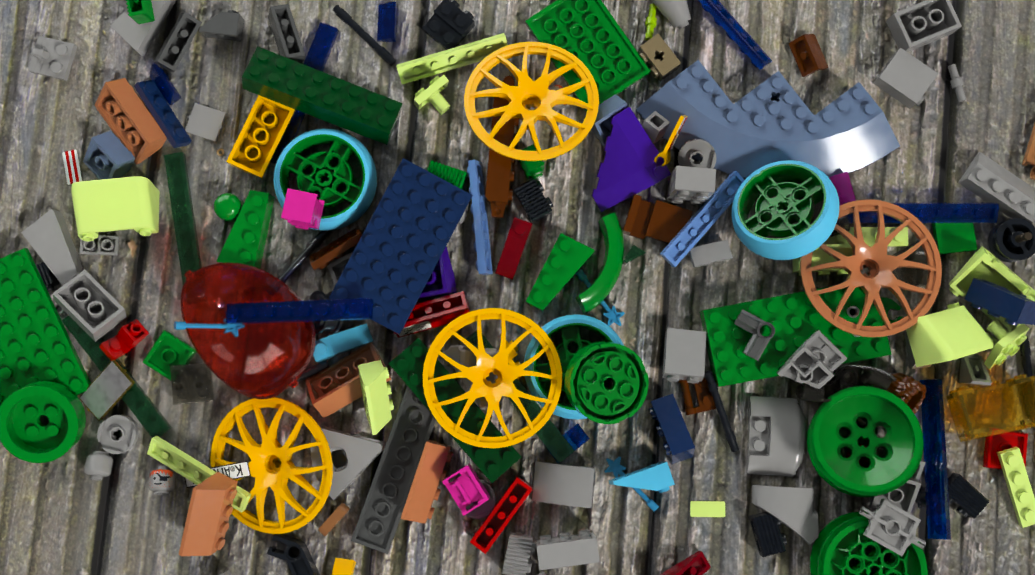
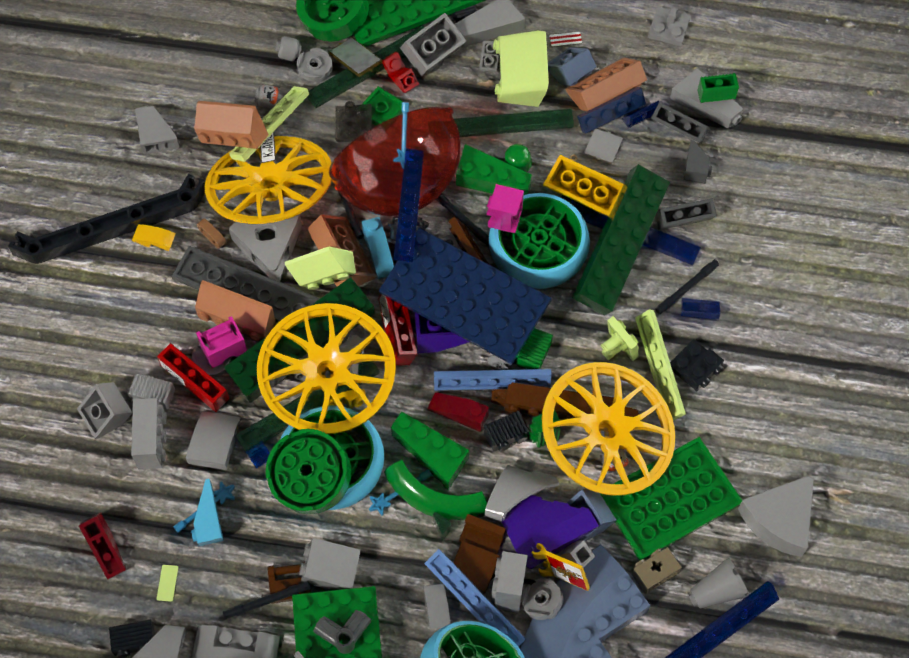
camera: 90 degrees right, 20 degrees down
(594, 185) = (514, 487): none -> light grey panel
(650, 22) = (696, 566): lime bar -> none
(672, 429) = (254, 546): dark blue wedge -> none

